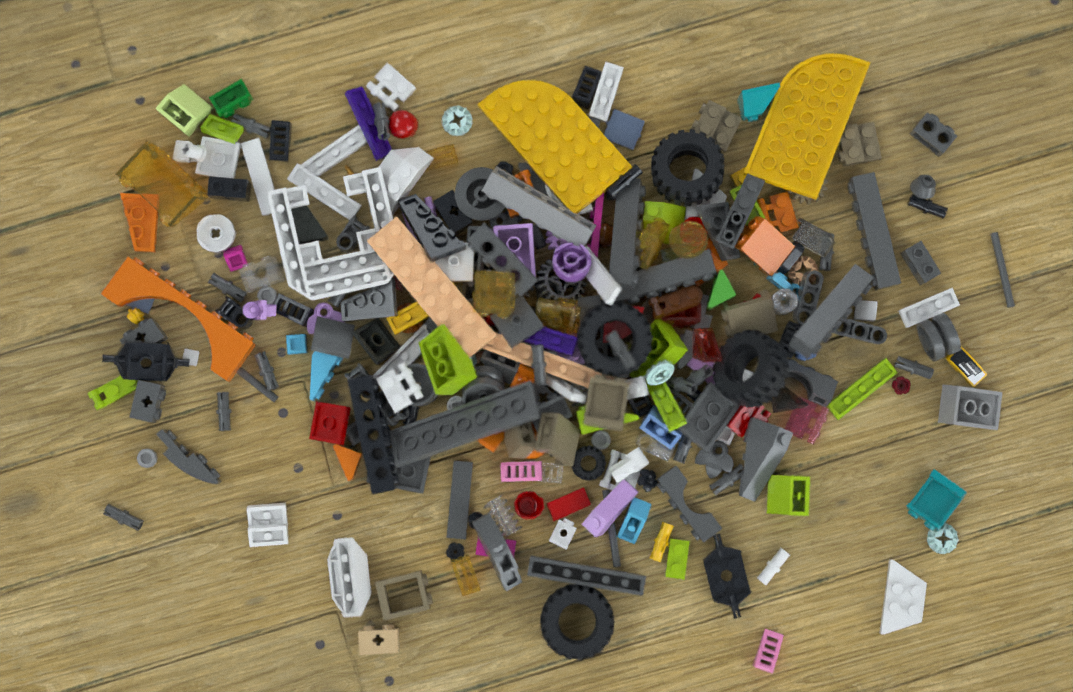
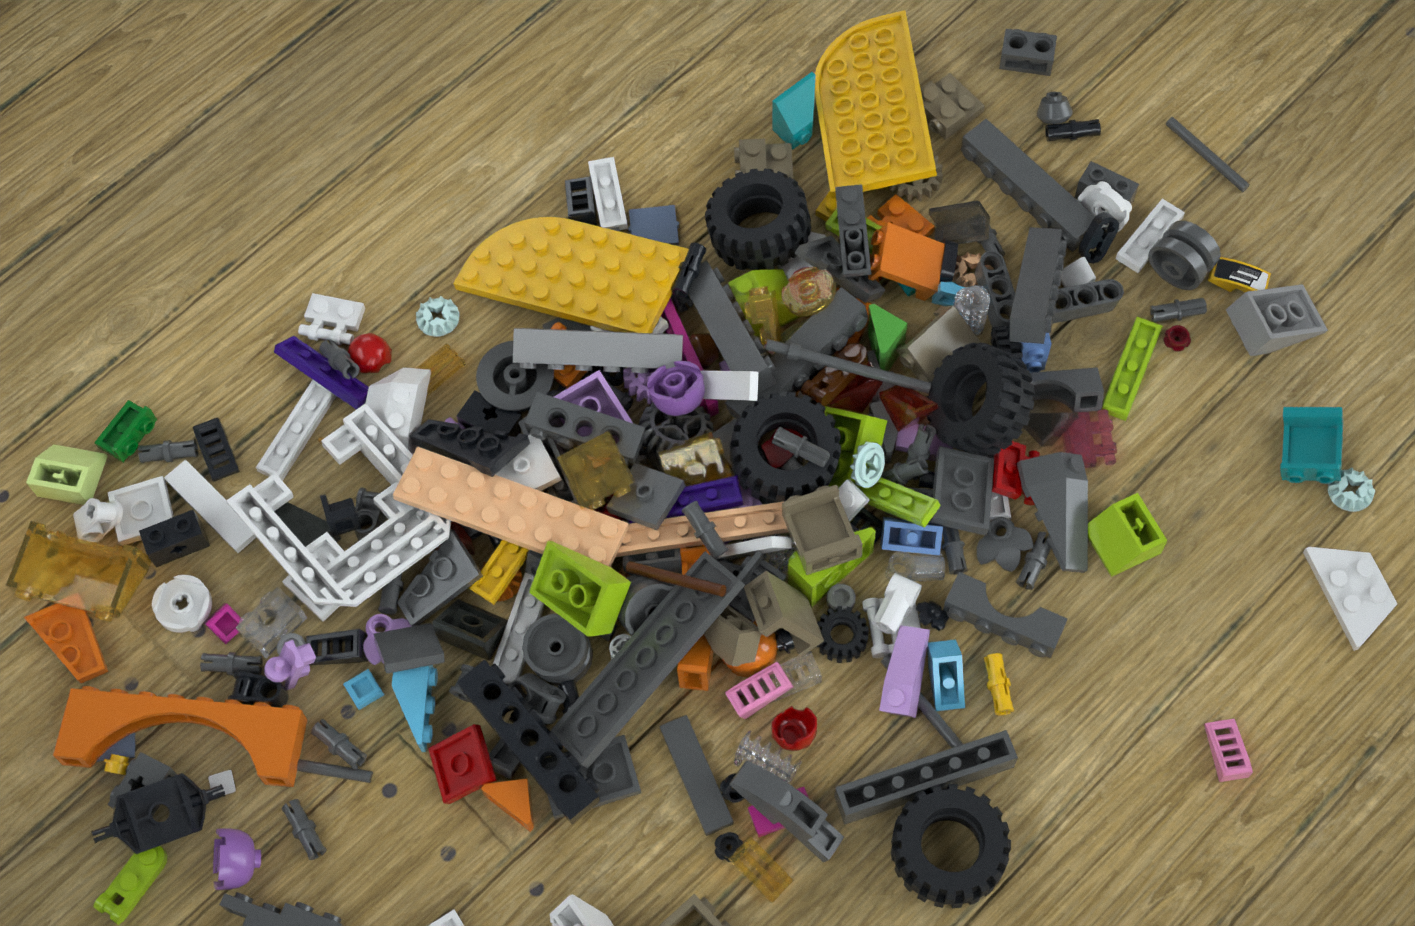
camera: 25 degrees left, 20 degrees down
(140, 409) = (176, 859): dark grey brick -> none
(176, 410) = (234, 858): none -> medium lavender cylinder
(222, 129) = (130, 471): lime plate -> none
(324, 192) = (309, 479): white tile -> none
(332, 231) = (340, 515): none -> black panel
(394, 389) = (529, 666): white plate -> none
(504, 388) = (676, 578): none -> reddish brown bar
(559, 540) = (861, 752): white brick -> none
(568, 504) = (846, 701): red slope -> none
(656, 279) = (794, 352): none -> dark grey bar
(677, 558) = (1033, 696): lime plate -> none
(731, 591) = (1099, 659): black plate -> none
(773, 566) = (1163, 636): white pin -> none
(894, 294) = (1098, 238): none -> black beam
(910, 276) = (1104, 196): none -> white plate

